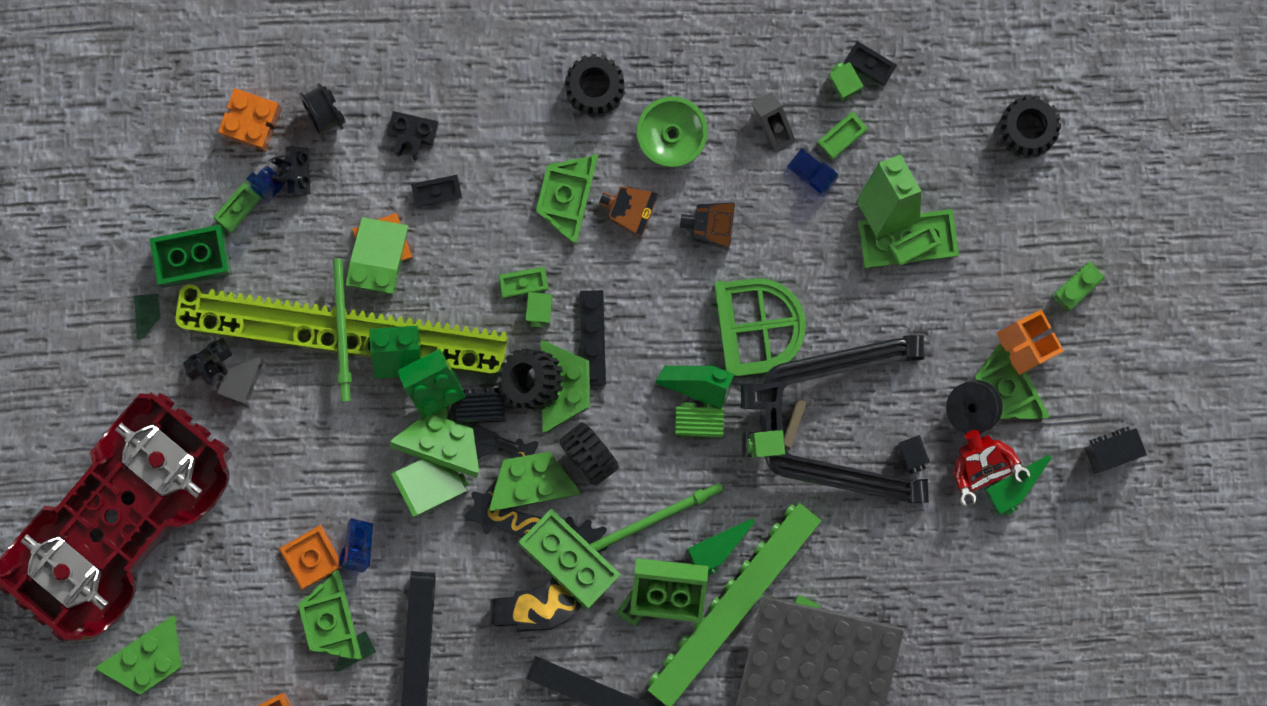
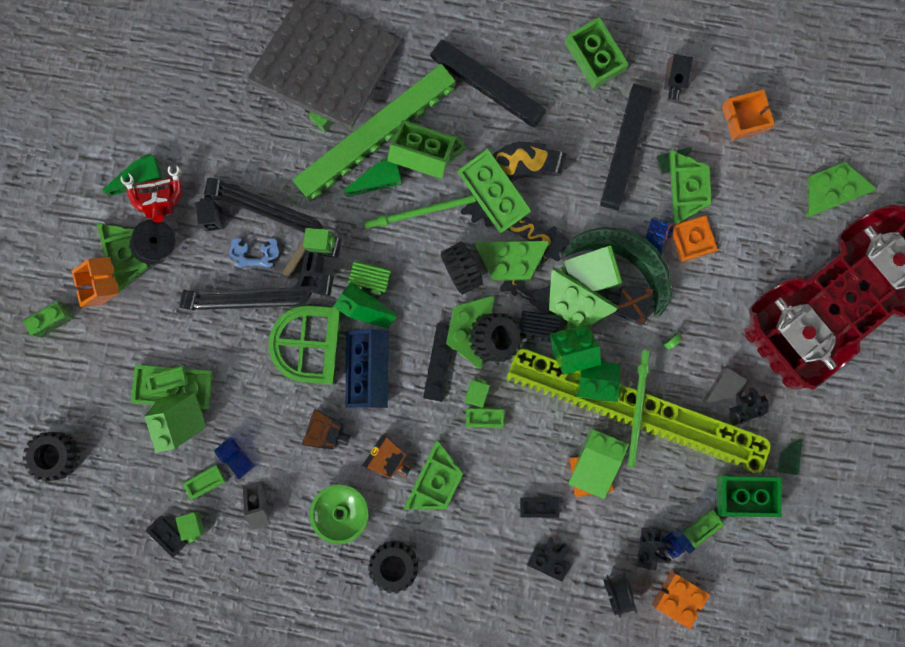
camera: 175 degrees left, 0 degrees up
(314, 423) = (672, 340): none -> bright green tile
(373, 459) = (632, 303): none -> black torso
(378, 524) = (634, 249): none -> clear green windscreen
(678, 310) = (367, 368): none -> dark blue slope
(869, 419) = (271, 253): none -> medium blue helmet
(1114, 451) = (51, 184): black brick -> none

